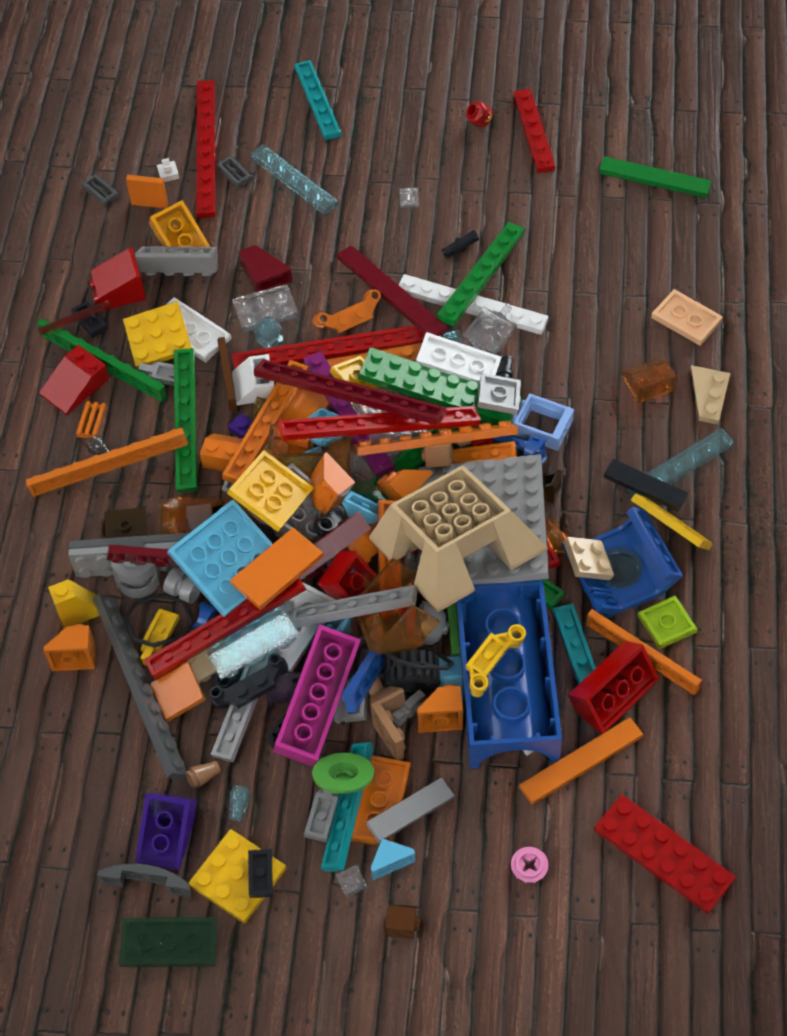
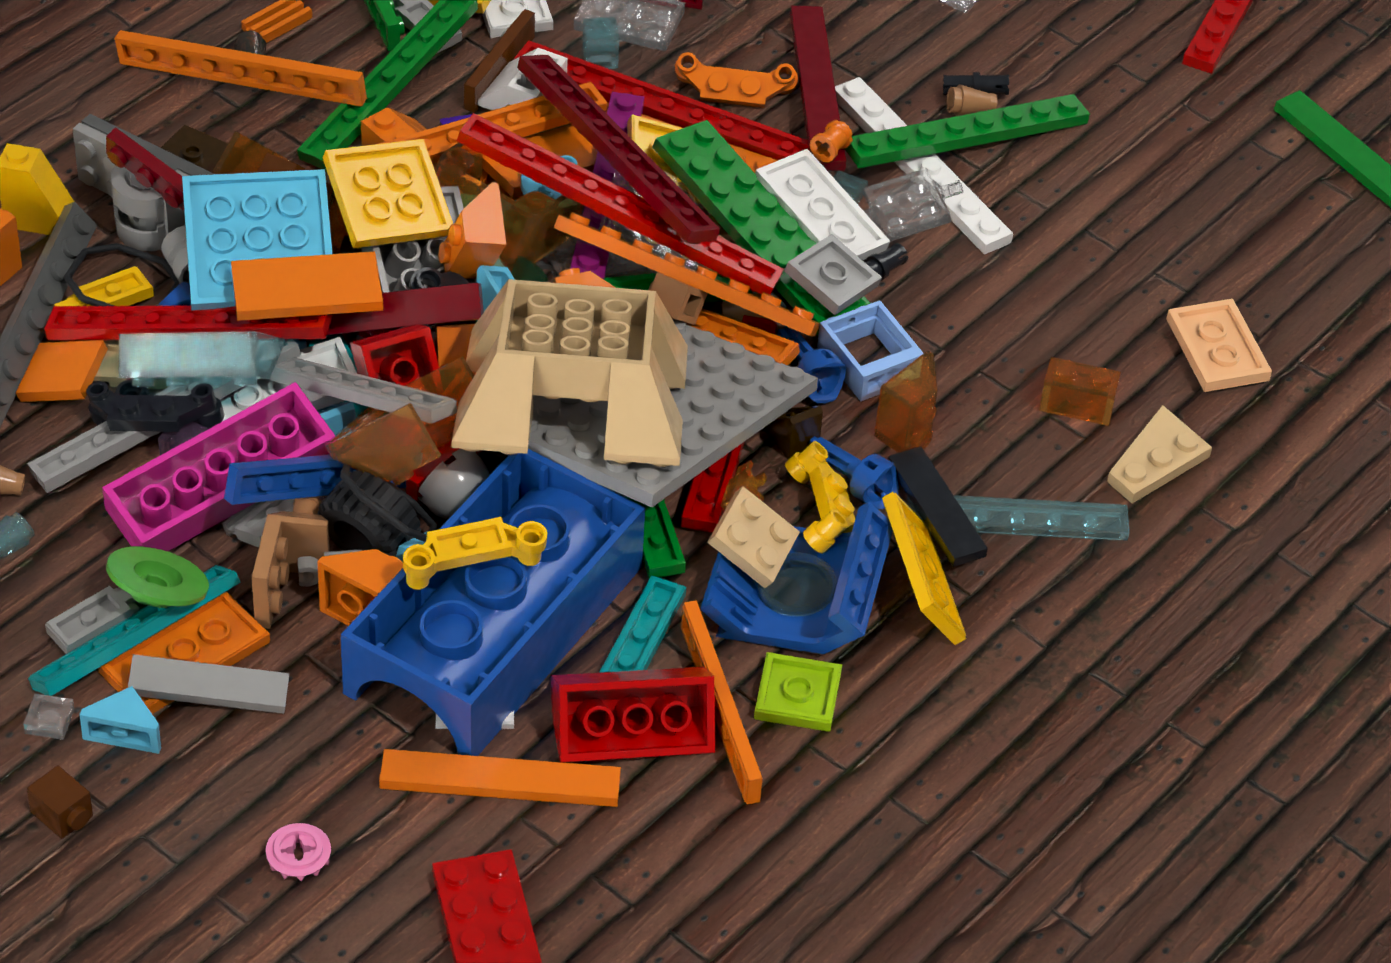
camera: 30 degrees right, 10 degrees down
(435, 323) = (826, 144): none -> orange bush
(464, 256) = (967, 100): none -> medium nougat cone
(594, 509) = (830, 495): none -> yellow plate
(595, 441) = (908, 406): none -> clear orange slope
(607, 490) = (866, 475): none -> blue piece

